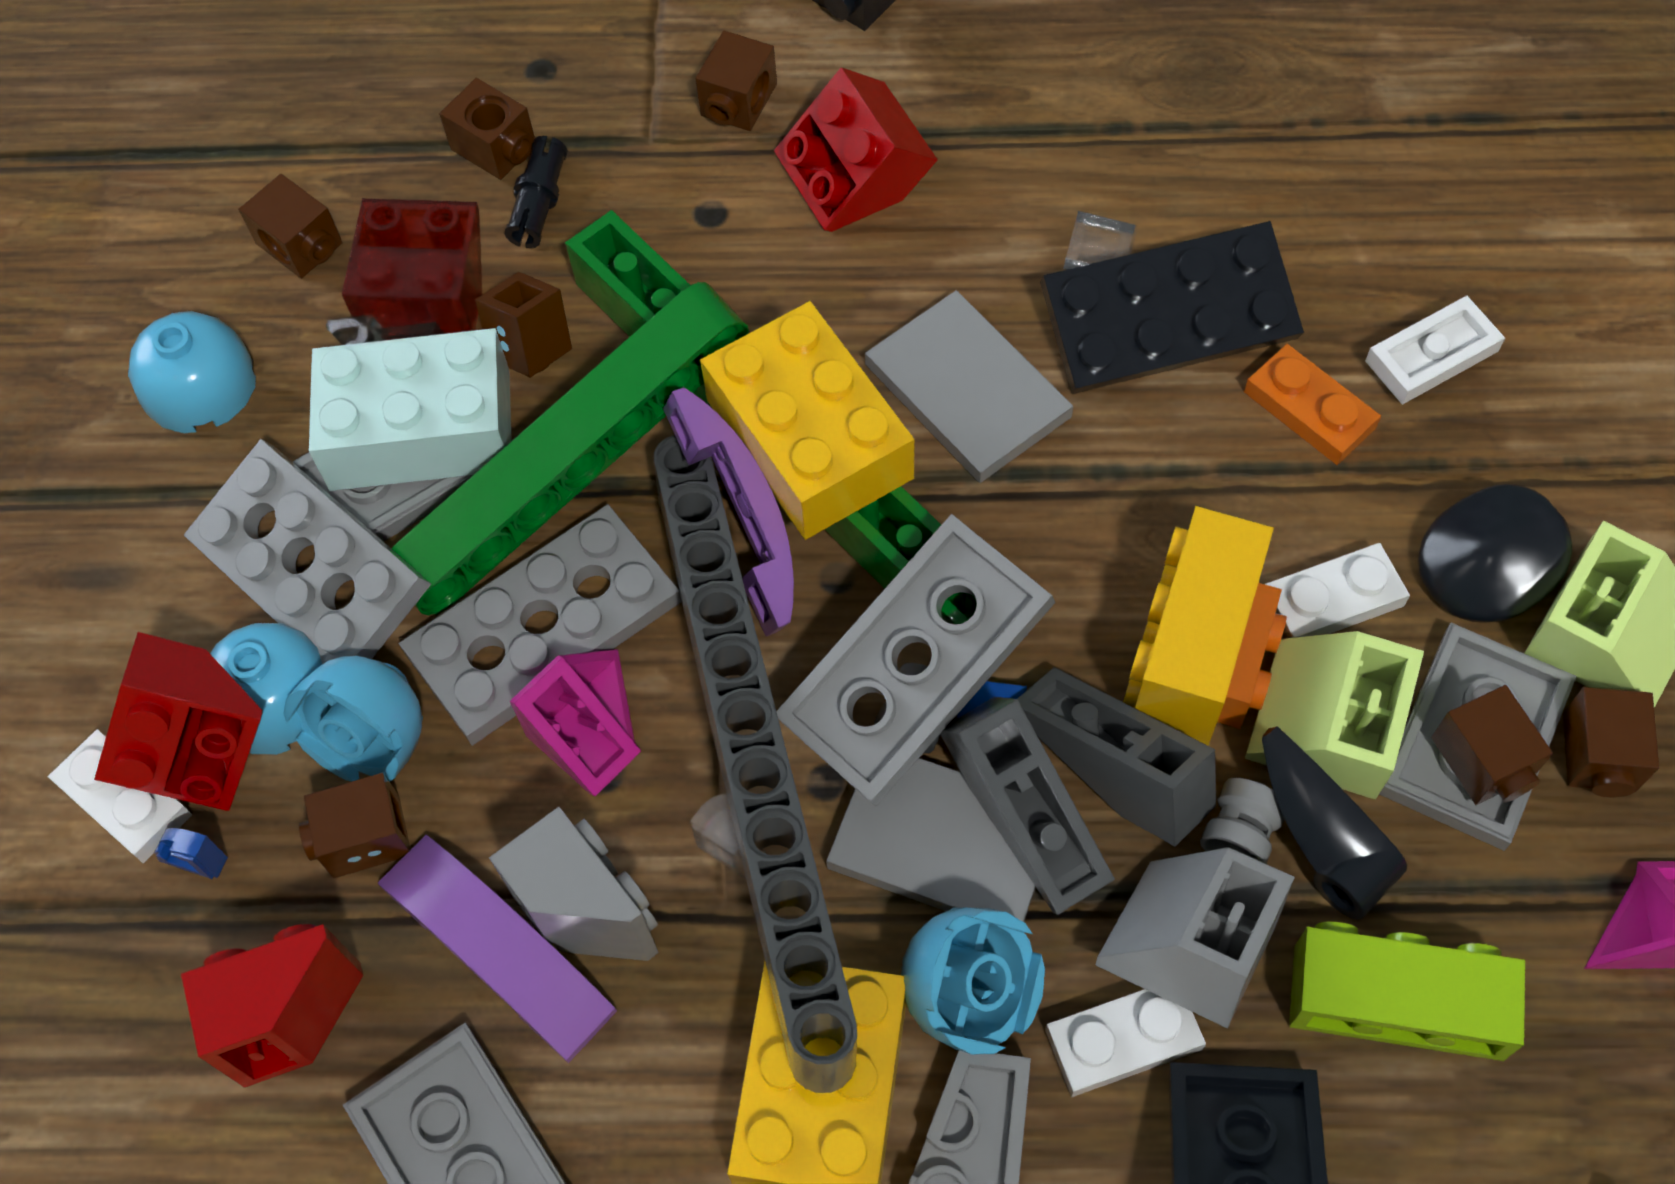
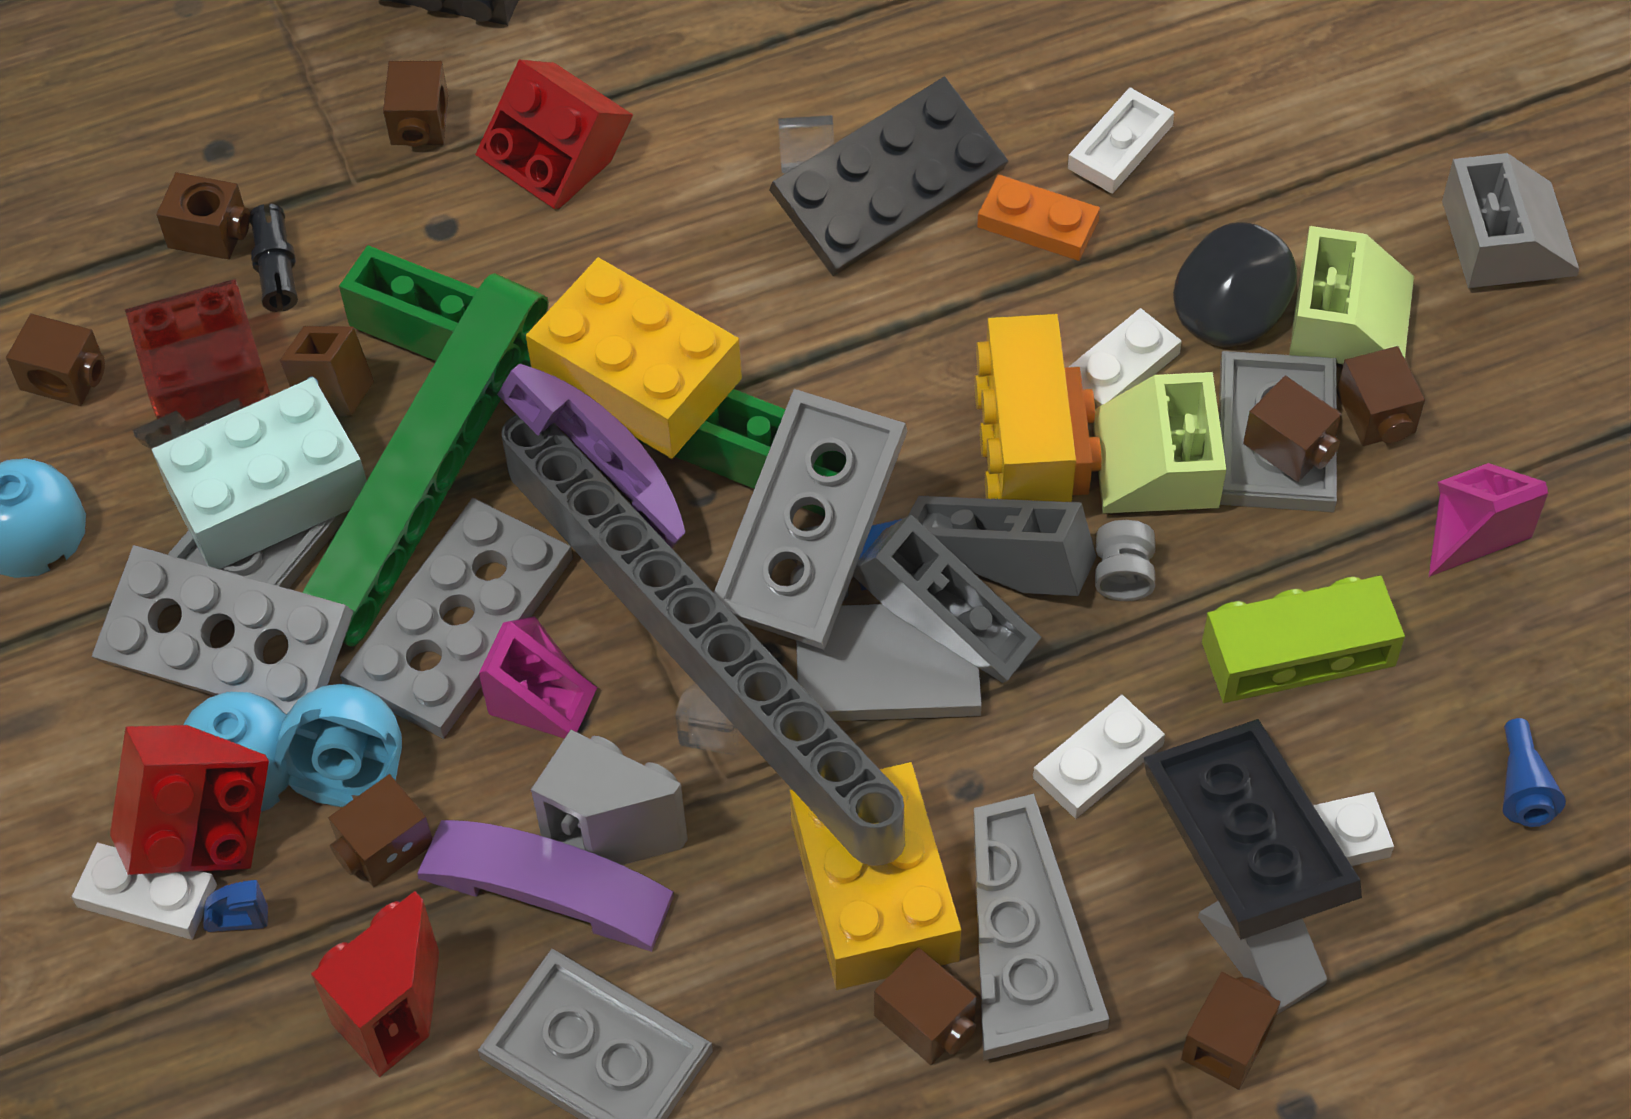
camera: 25 degrees left, 5 degrees down
(968, 386) = (749, 293): light grey tile -> none
(973, 978) = (962, 747): medium azure cylinder -> none
(1198, 929) = (1123, 646): light grey slope -> none
(1340, 841) = (1200, 538): black piece -> none

